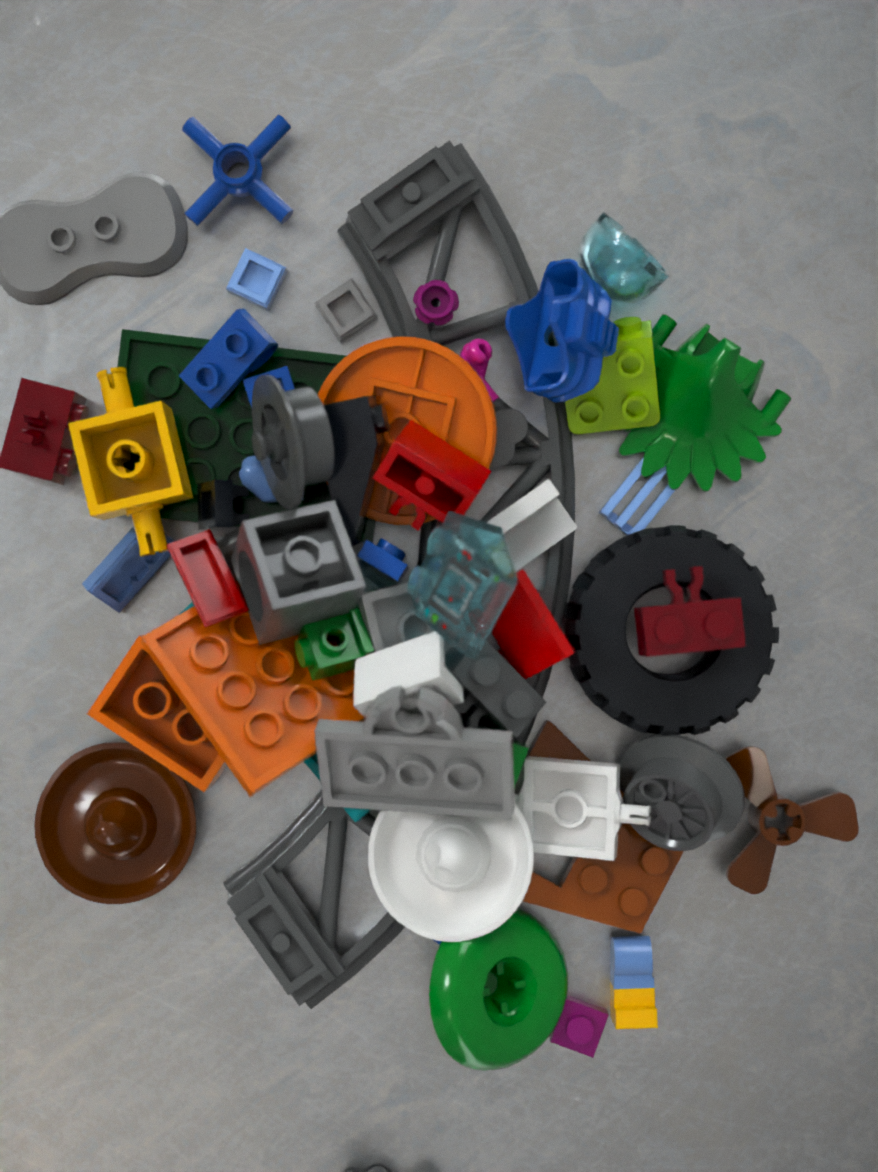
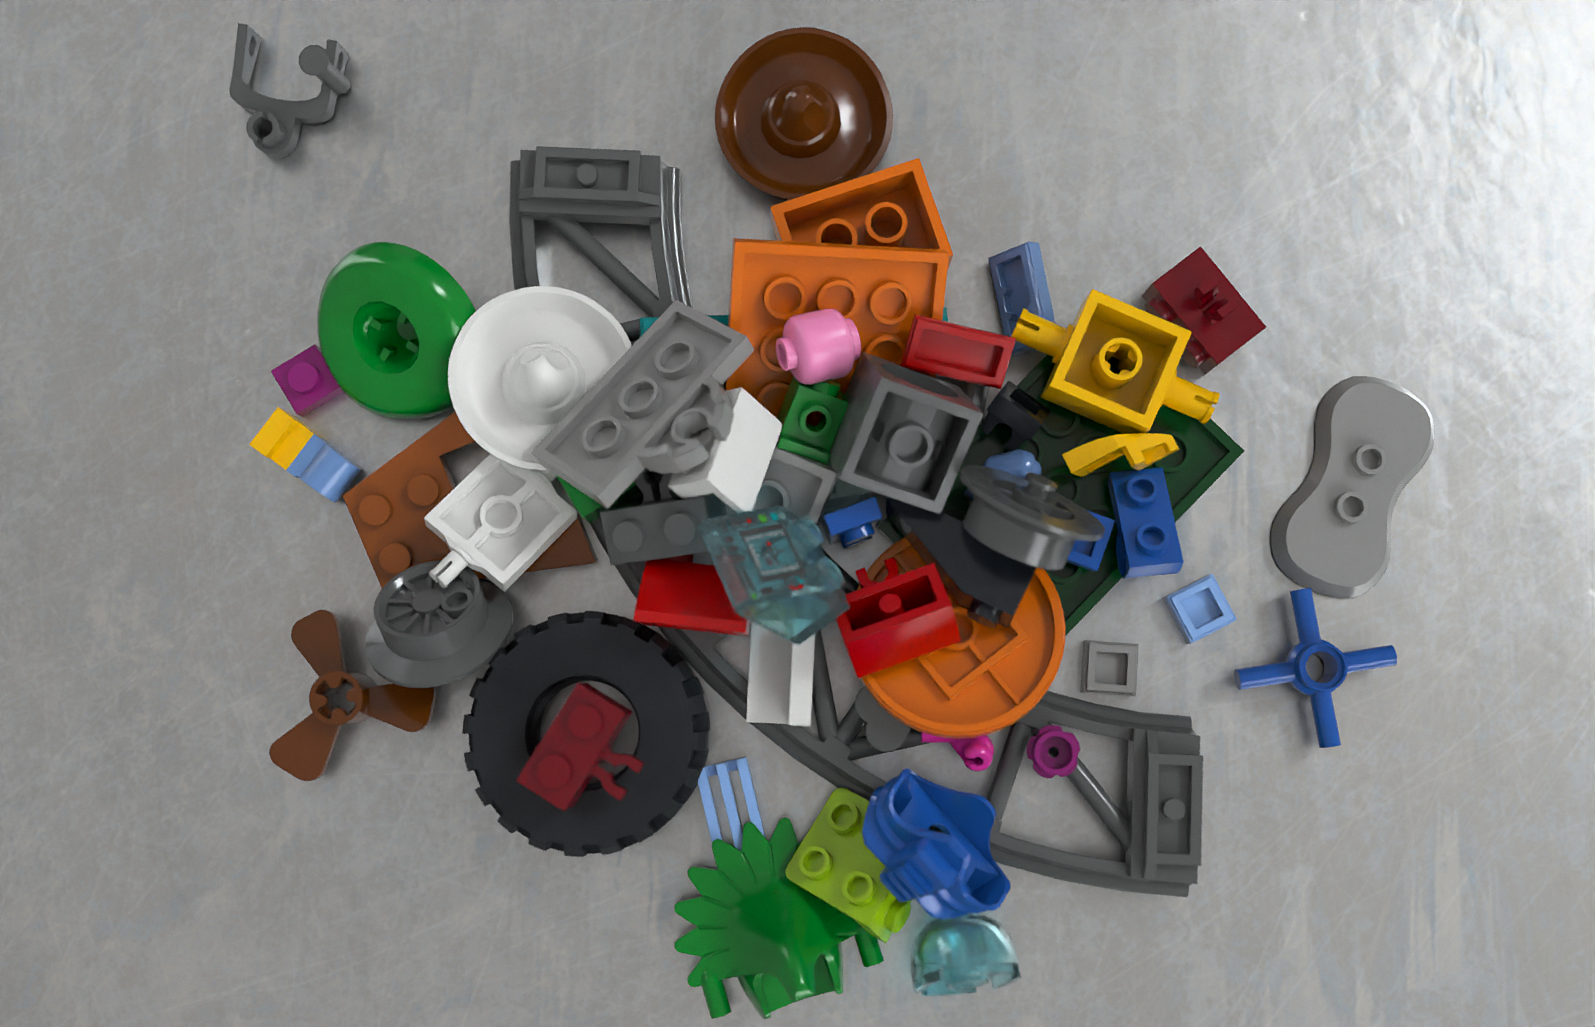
camera: 130 degrees right, 5 degrees down
(180, 400) = (1139, 449): none -> yellow slope
(280, 676) = (818, 346): none -> bright pink head

